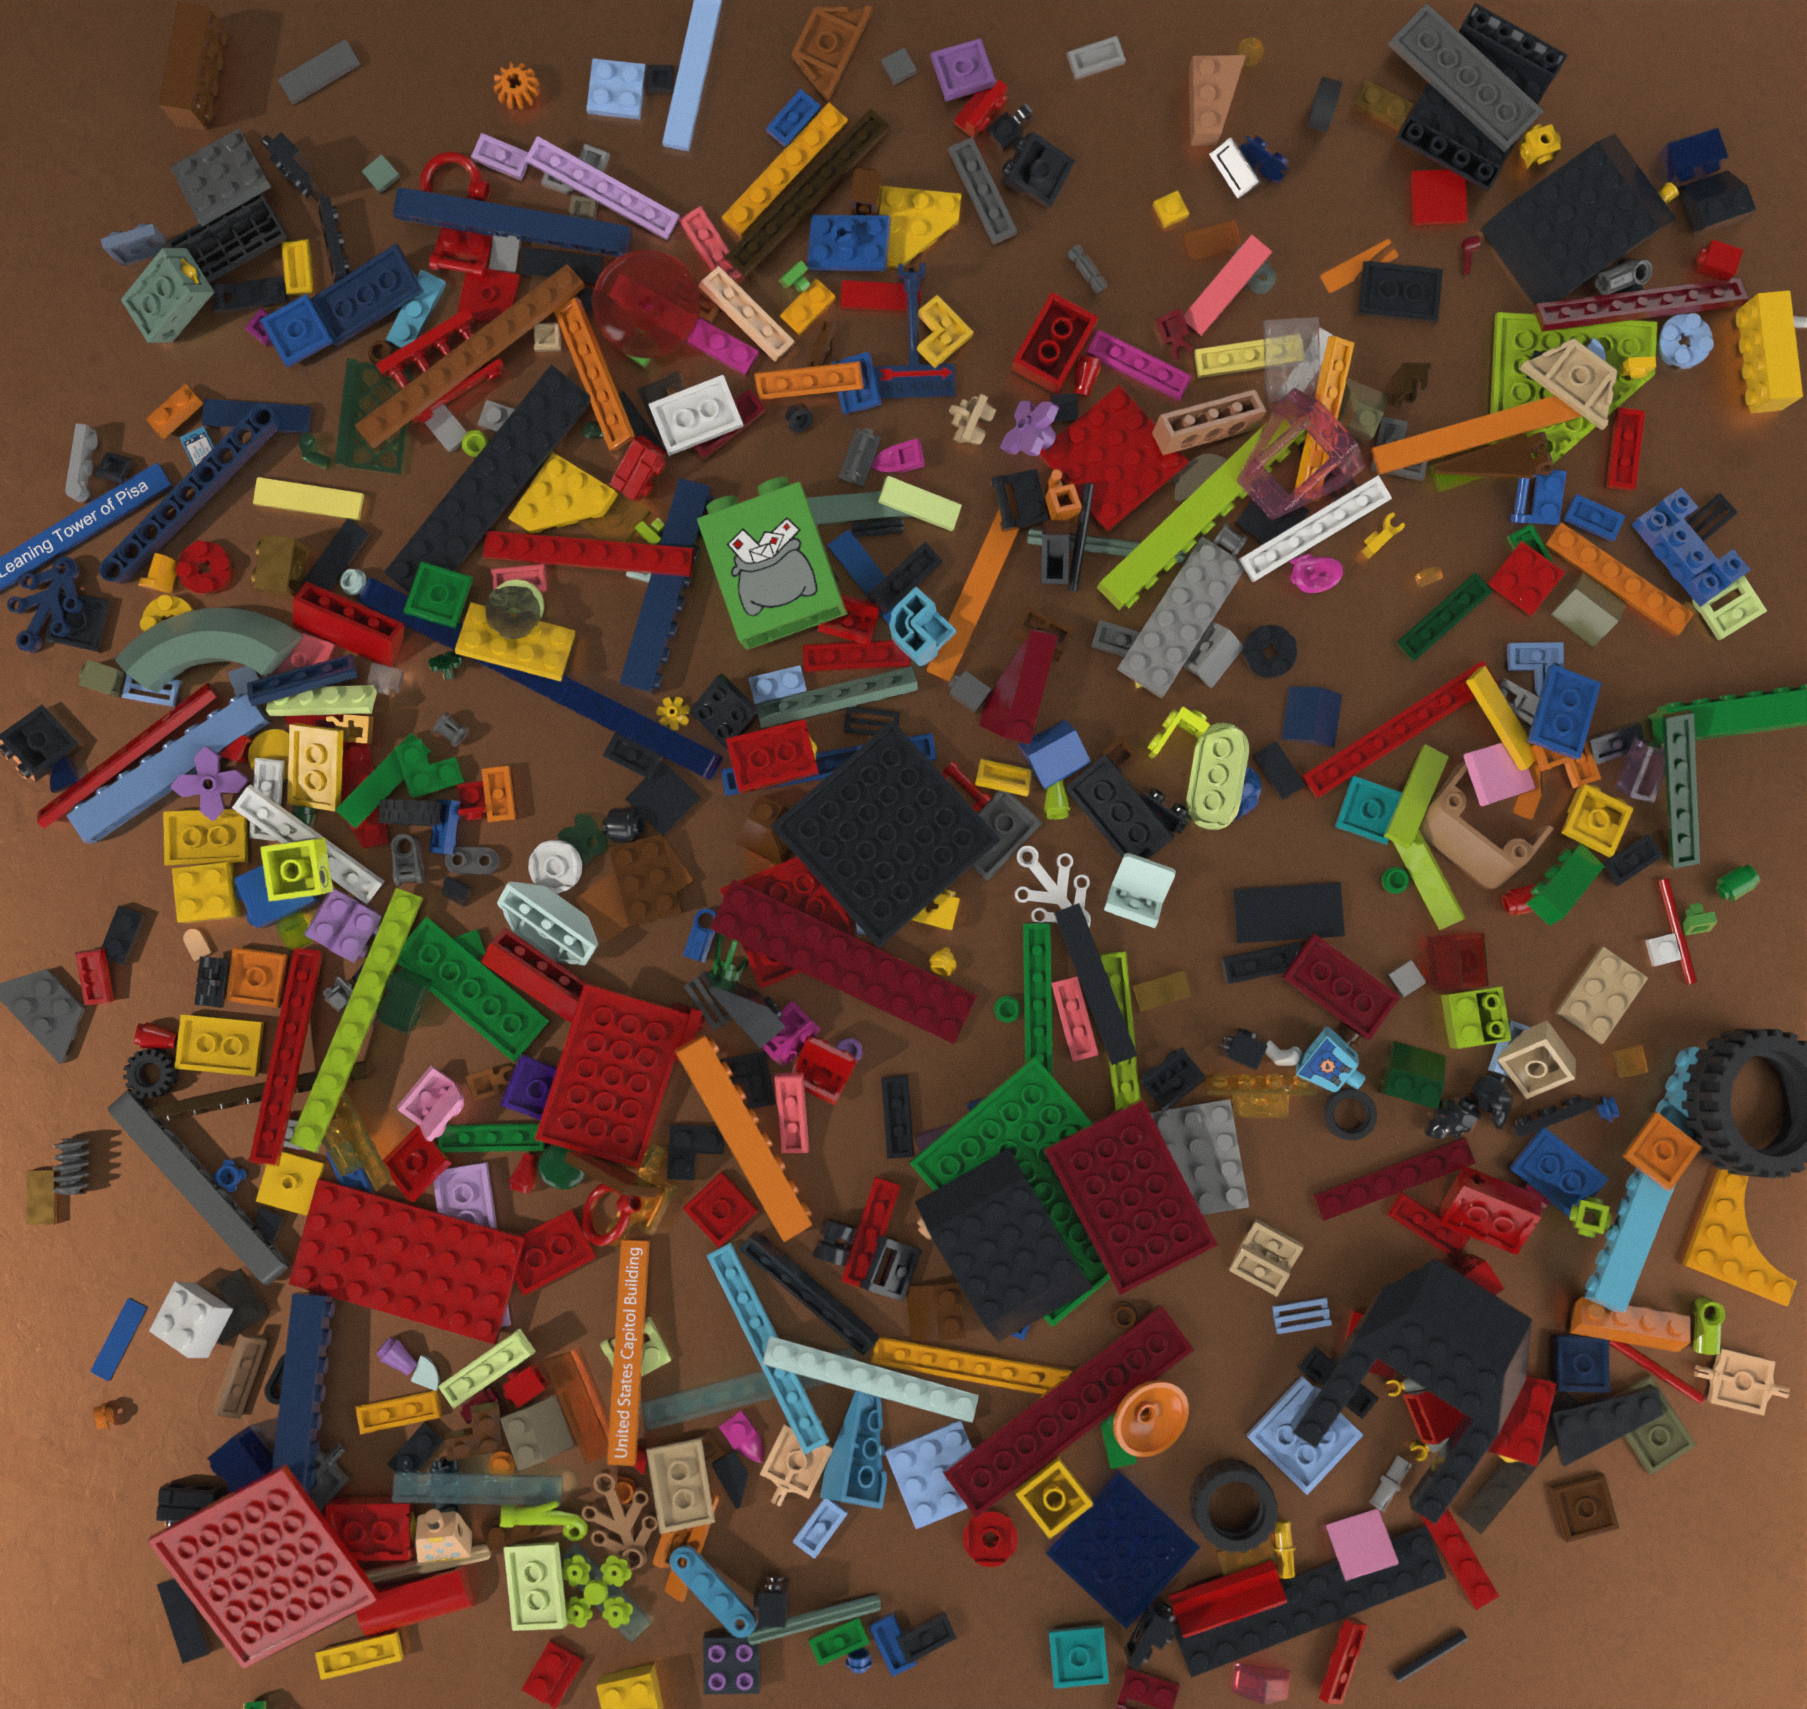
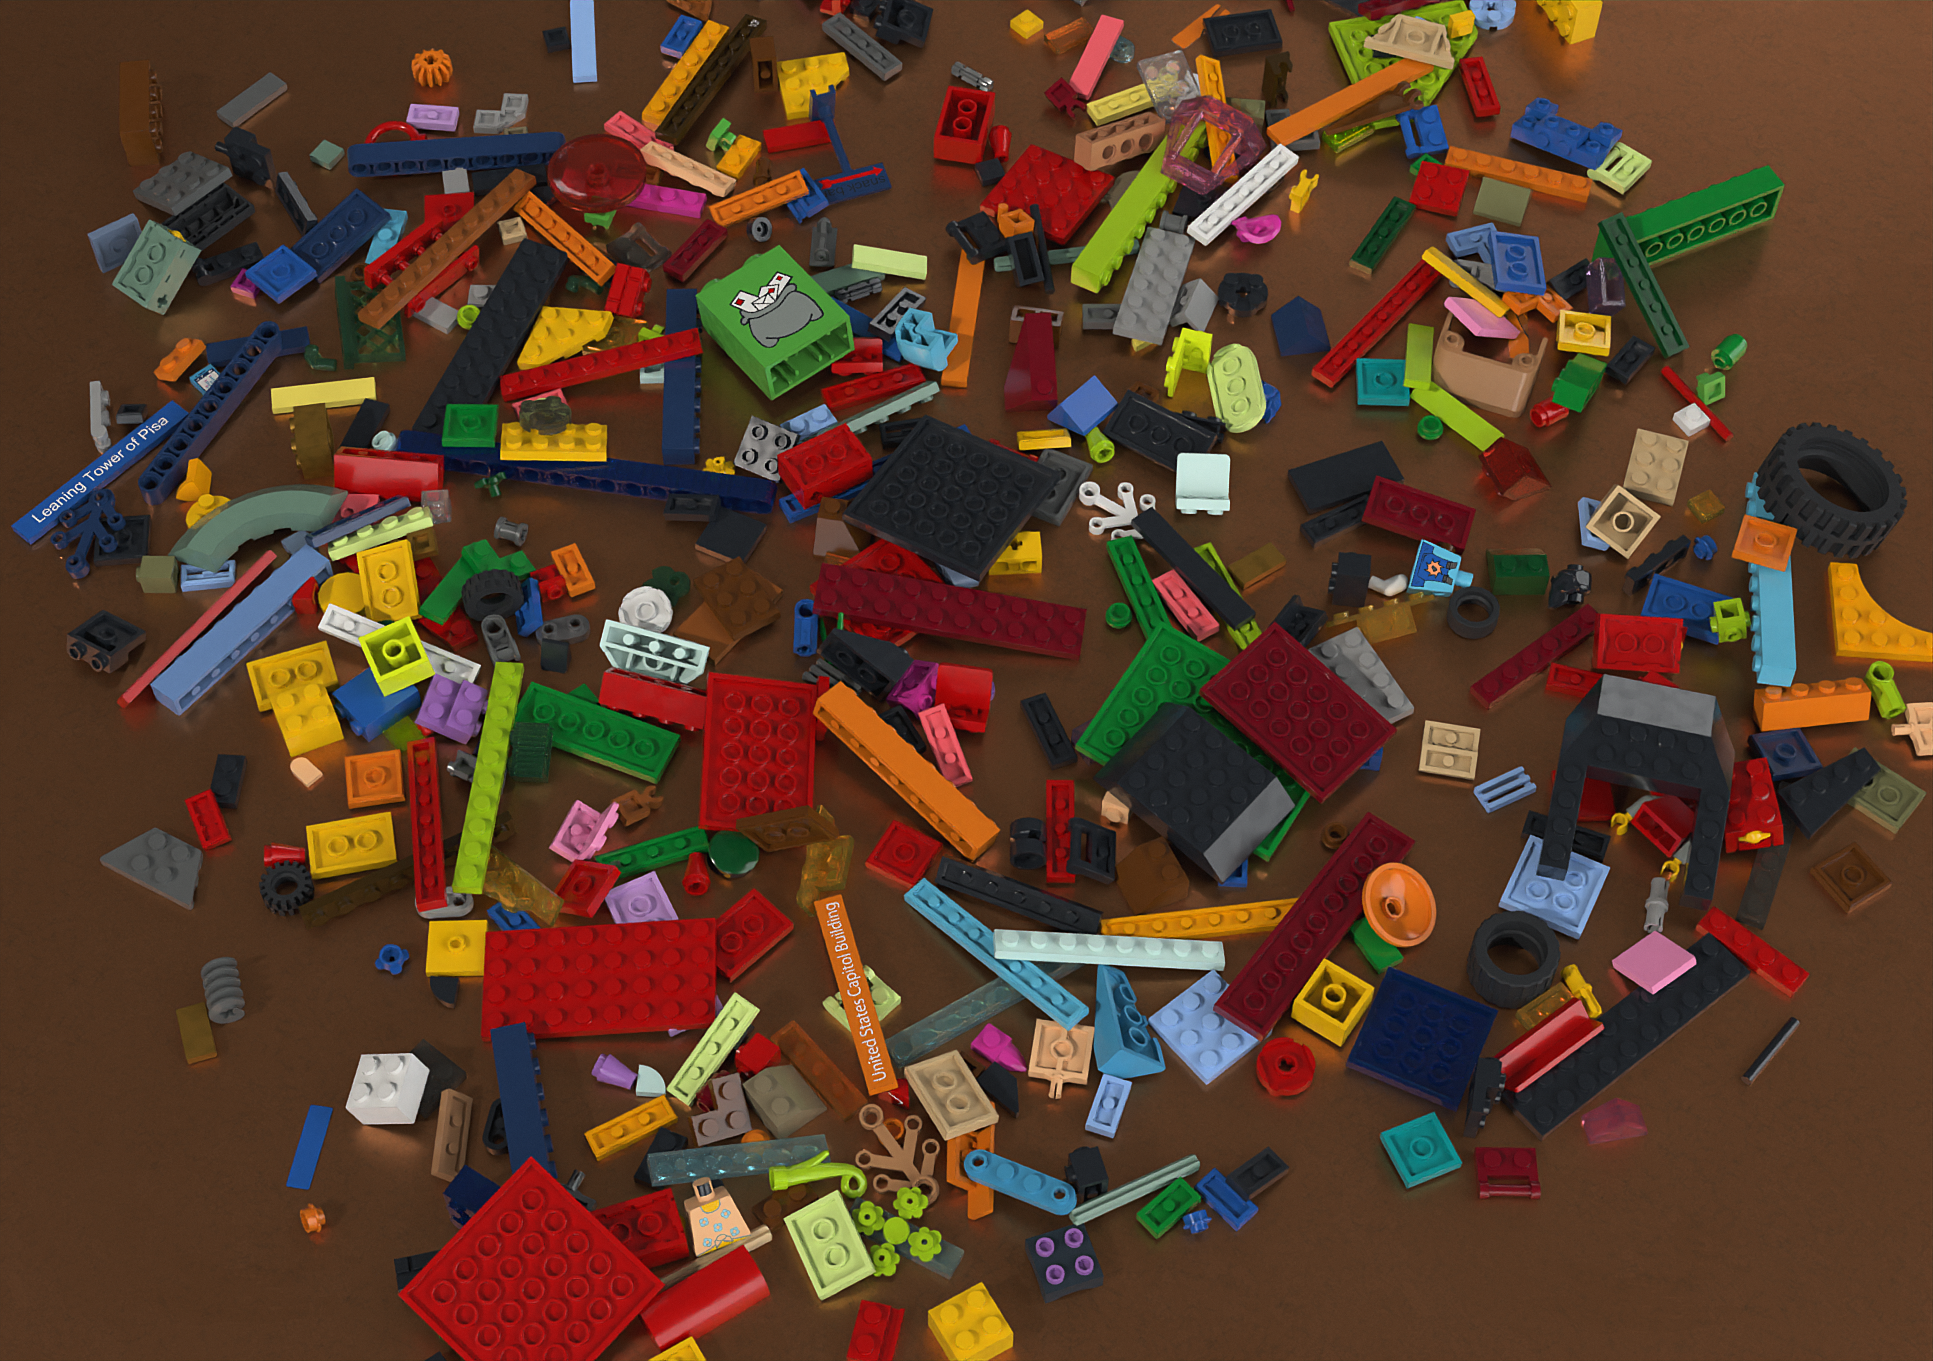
camera: 20 degrees left, 30 degrees down
(63, 776) = (135, 665): clear blue tile -> none
(189, 568) = (232, 458): red plate -> none
(198, 1187) = (363, 974): dark grey beam -> none
(208, 767) = (288, 622): medium lavender plant -> none
(211, 982) = (331, 790): black hips -> none
(269, 781) = (346, 654): white tile -> none
(298, 268) = (267, 233): yellow tile -> none
(462, 246) = (417, 186): red plate -> none
(529, 1086) = (678, 796): dark purple tile -> none
(602, 188) = (528, 113): lavender plate -> none
(616, 89) = (520, 53): light blue plate -> none
(623, 825) = (700, 560): black head -> none
(626, 1206) = (811, 854): red piece -> none
(685, 1143) = (853, 804): black plate -> none
(696, 415) = (666, 242): white plate -> none
(849, 242) = (759, 102): blue plate -> none
(900, 457) = (863, 234): dark pink plate -> none
(942, 962) = (1044, 592): yellow plate -> none
(947, 328) = (865, 142): yellow plate -> none
(968, 691) = (986, 383): dark grey brick -> none
(976, 409) = (909, 193): tan hips -> none
(1032, 428) = (968, 185): medium lavender plant -> none
(1138, 365) = (1042, 128): dark pink tile -> none
(1278, 770) = (1289, 376): black tile -> none
(1343, 1661) = (1686, 1075): red plate -> none
(1406, 978) = (1476, 498): light grey tile -> none
(1428, 576) = (1355, 207): clear yellow tile -> none
(1476, 1017) = (1549, 505): lime slope -> none
(1493, 1094) = (1597, 560): black head -> none
(1594, 518) = (1476, 136): blue plate -> none
(1659, 1371) = (1859, 743): red bar -> none
(1725, 505) = (1581, 104): black tile -> none

